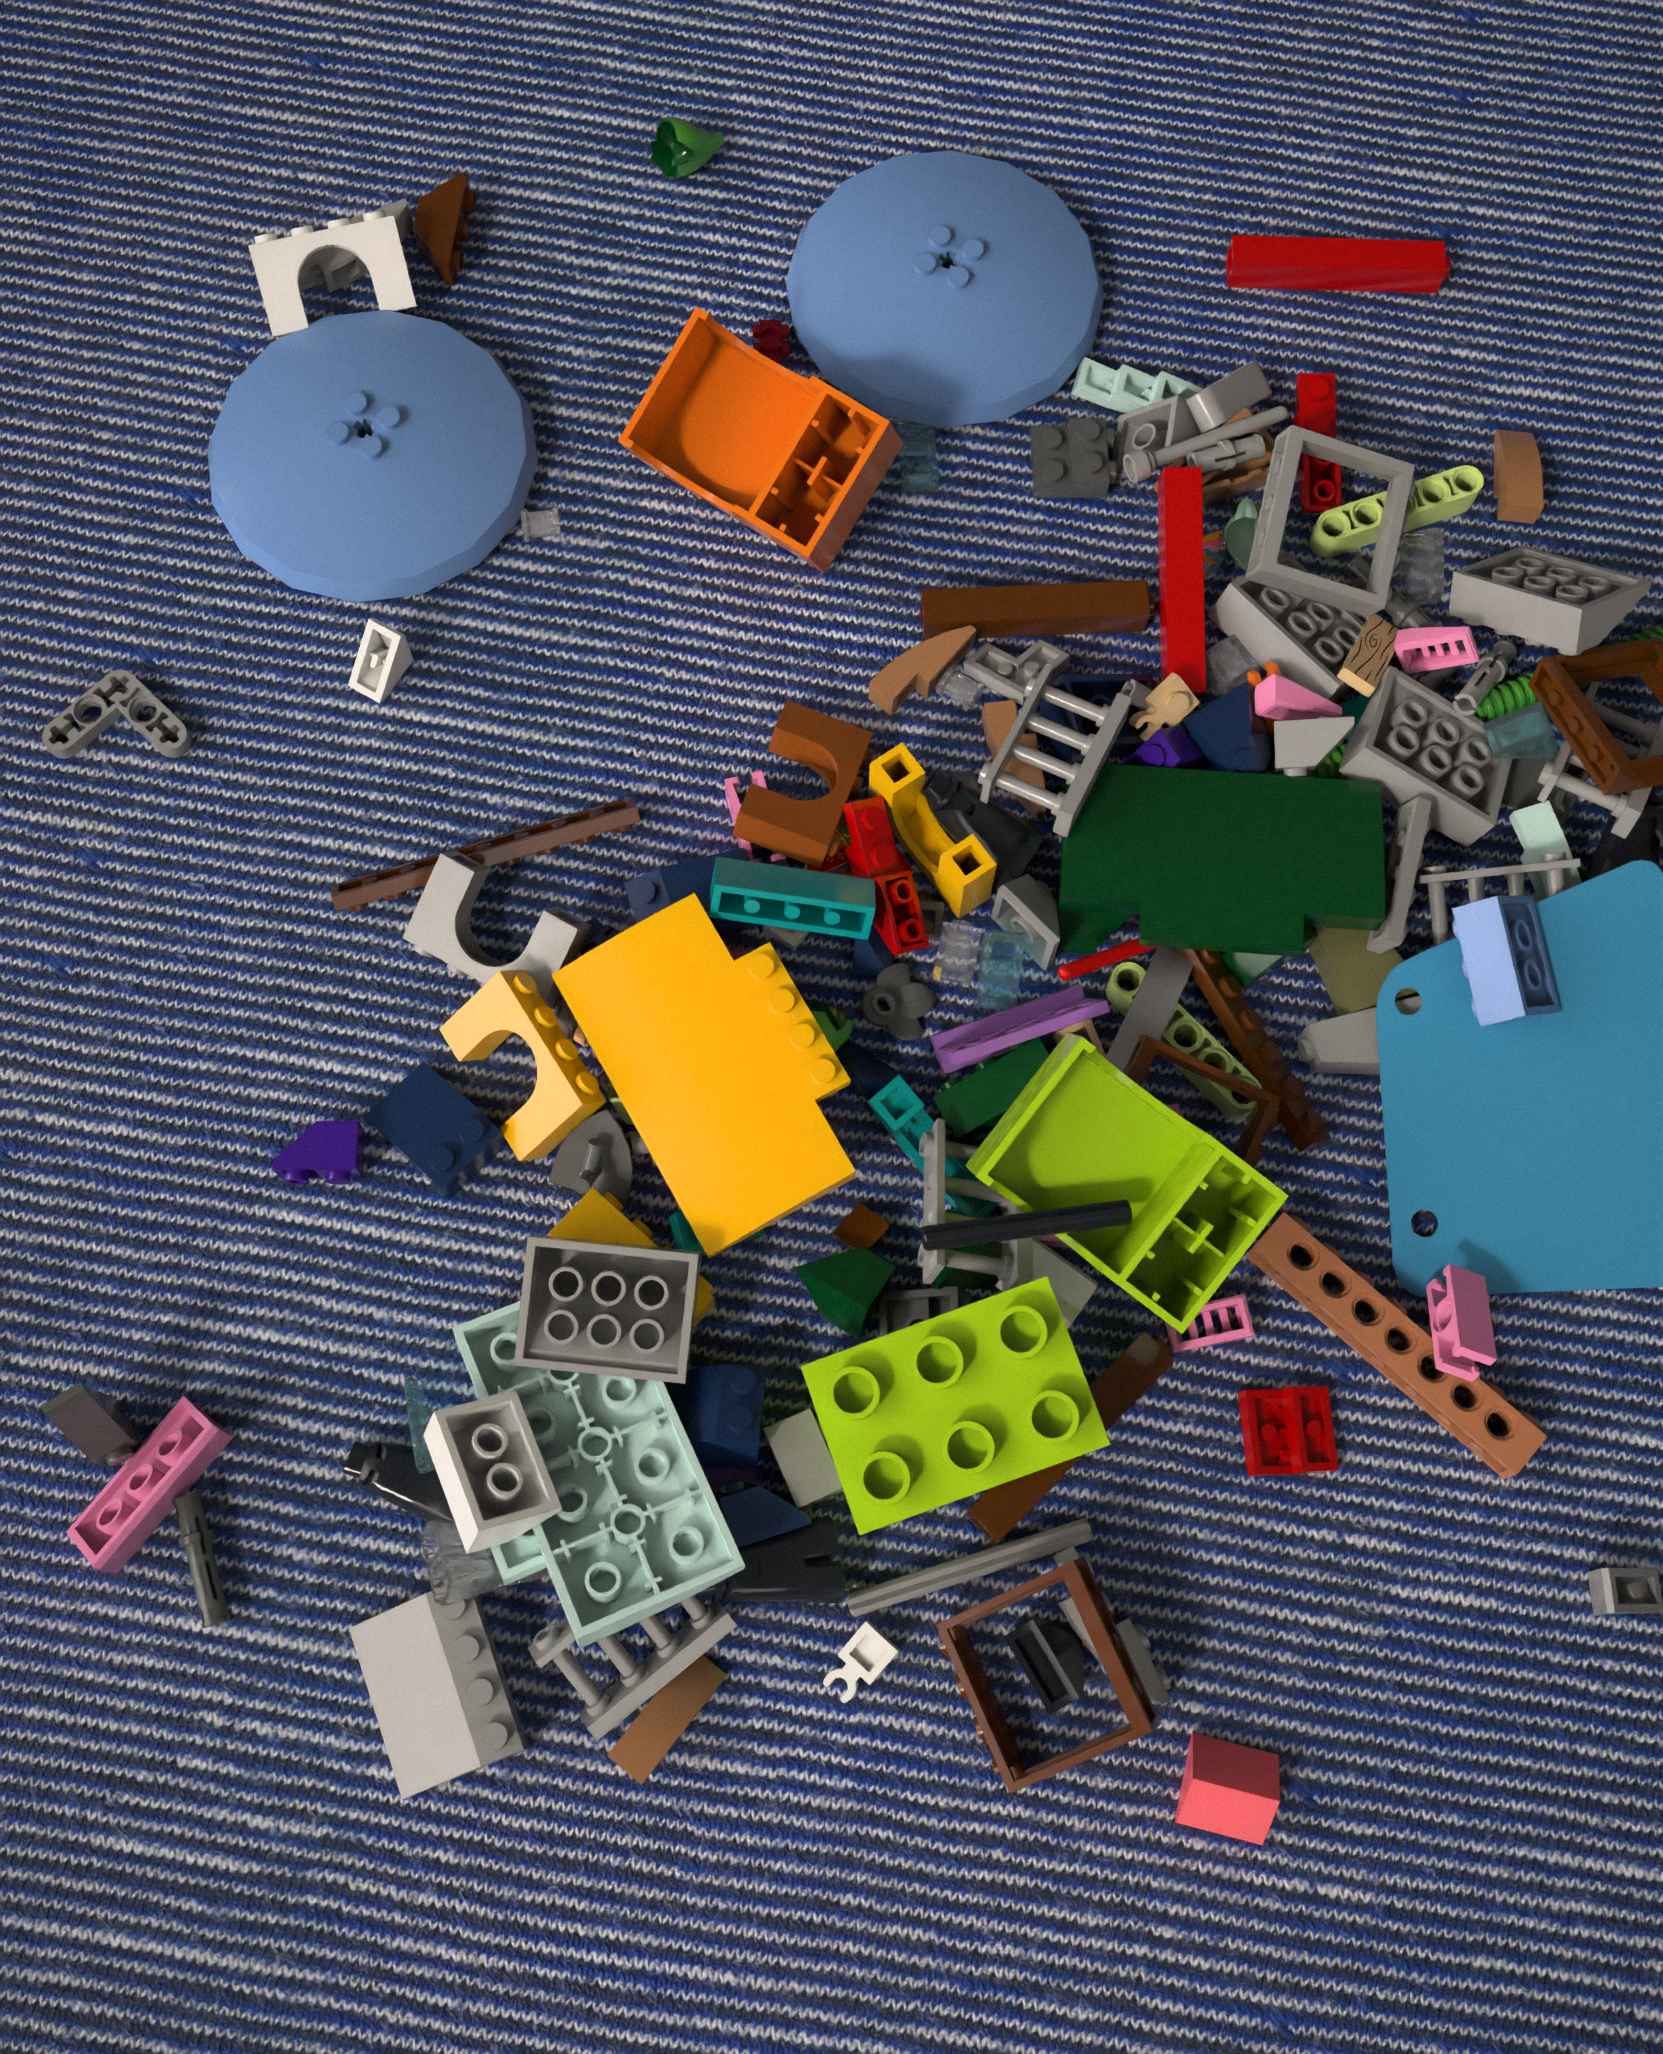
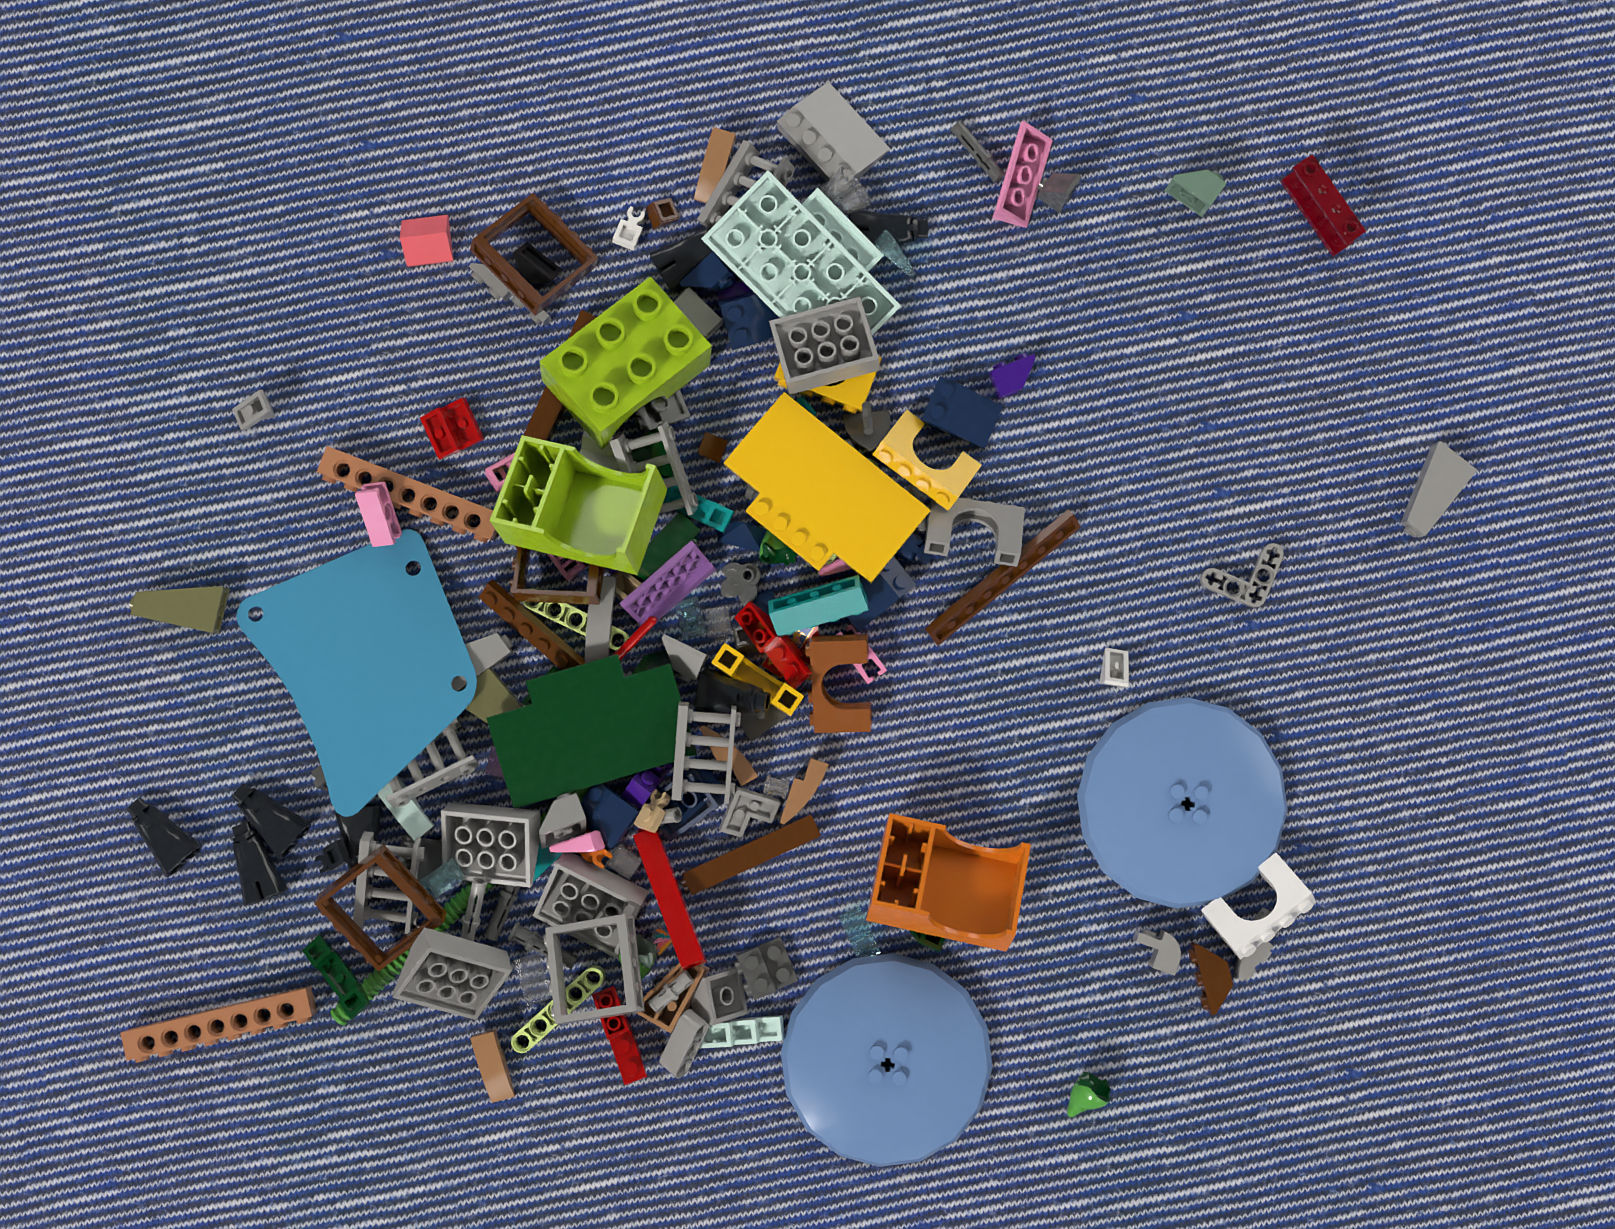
camera: 165 degrees right, 15 degrees up
(490, 1470) = (845, 236): white slope -> none
(494, 281) = (1166, 950): none -> light grey brick
(541, 524) = (1062, 795): clear bush -> none
(770, 335) = (977, 973): dark red piece -> none
(792, 1671) = (662, 212): none -> reddish brown slope
(848, 1286) = (706, 412): dark green slope -> none
(969, 1567) = (592, 296): light grey axle -> none
(1026, 1225) = (622, 463): black axle -> none
(1140, 463) = (718, 964): light grey piece -> none
(1336, 264) = (648, 1176): red brick -> none
(1369, 655) = (544, 897): tan tile -> none
(1401, 866) = (486, 758): light grey plate -> none
(1426, 660) = (511, 915): bright pink slope -> none
(1505, 960) = (411, 722): slope -> none

